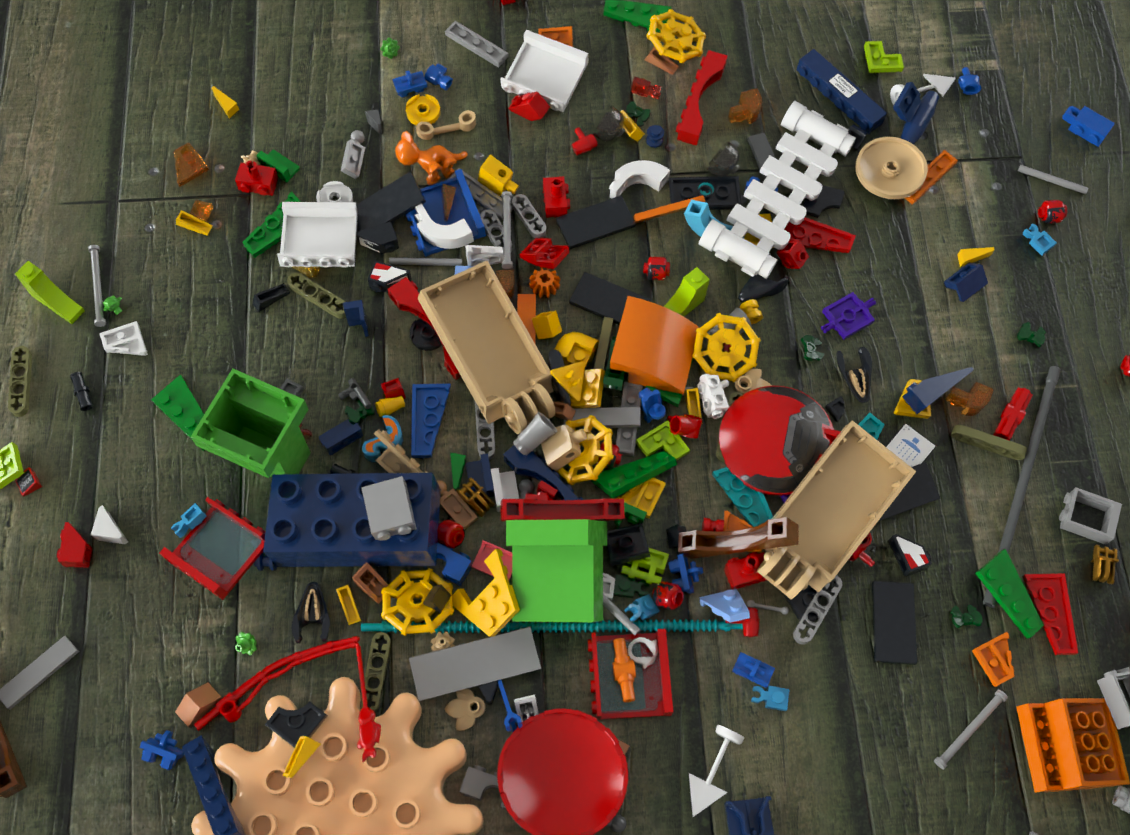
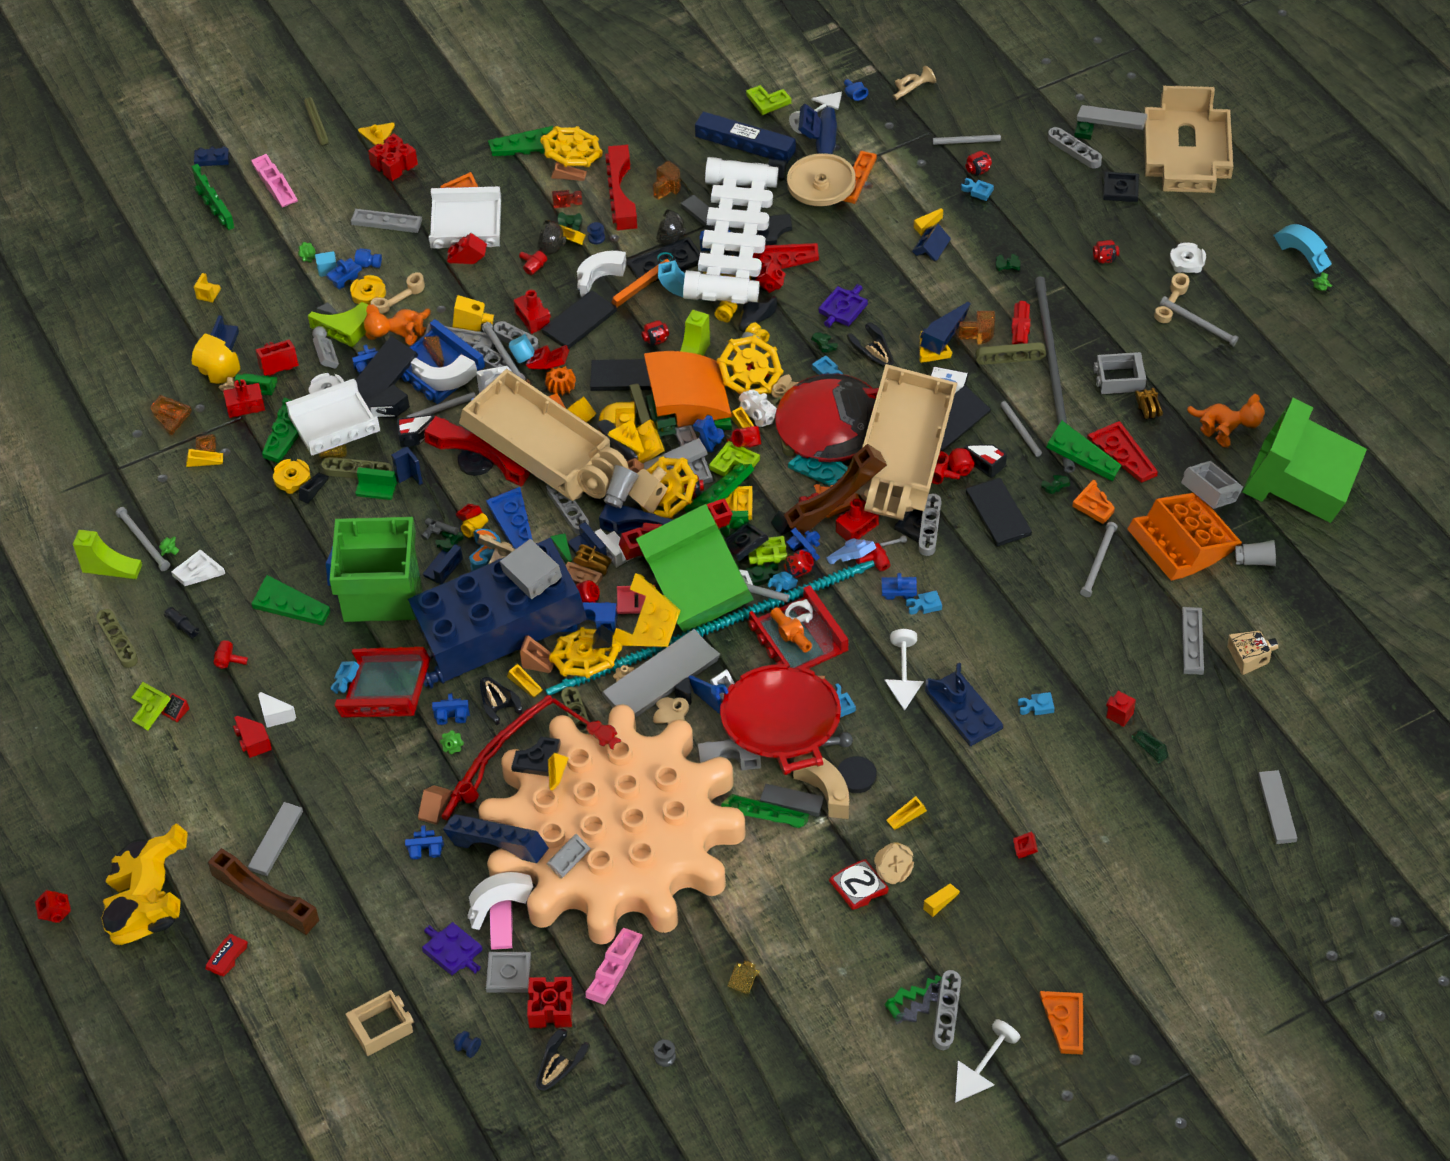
camera: 20 degrees left, 15 degrees down
(98, 445) = (224, 655): none -> red piece
(228, 105) = (176, 353): yellow piece -> none
(248, 272) = (287, 483): none -> yellow plate
(250, 127) = (215, 359): none -> yellow brick
(271, 611) = (451, 708): none -> blue hips
(273, 105) = (225, 332): none -> dark blue panel
(285, 49) = (204, 290): none -> yellow panel
(305, 147) = (276, 357): none -> red brick
(325, 320) = (376, 483): none -> green panel
(377, 184) = (363, 358): none -> blue hips
(383, 138) = (345, 326): none -> lime arch
(399, 65) = (325, 262): none -> medium azure piece
(525, 233) = (521, 348): none -> medium azure piece
(635, 778) = (846, 703): none -> dark azure plate
(733, 273) = (725, 311): none -> yellow wheel
(800, 378) = (825, 366): none -> dark azure plate
(836, 408) = (870, 378): black tile -> none
(882, 549) = (961, 461): none -> red head
(960, 534) = (1021, 429): none -> light grey bar
(1045, 95) = (927, 76): none -> tan piece
(1088, 124) = (975, 85): blue brick -> none

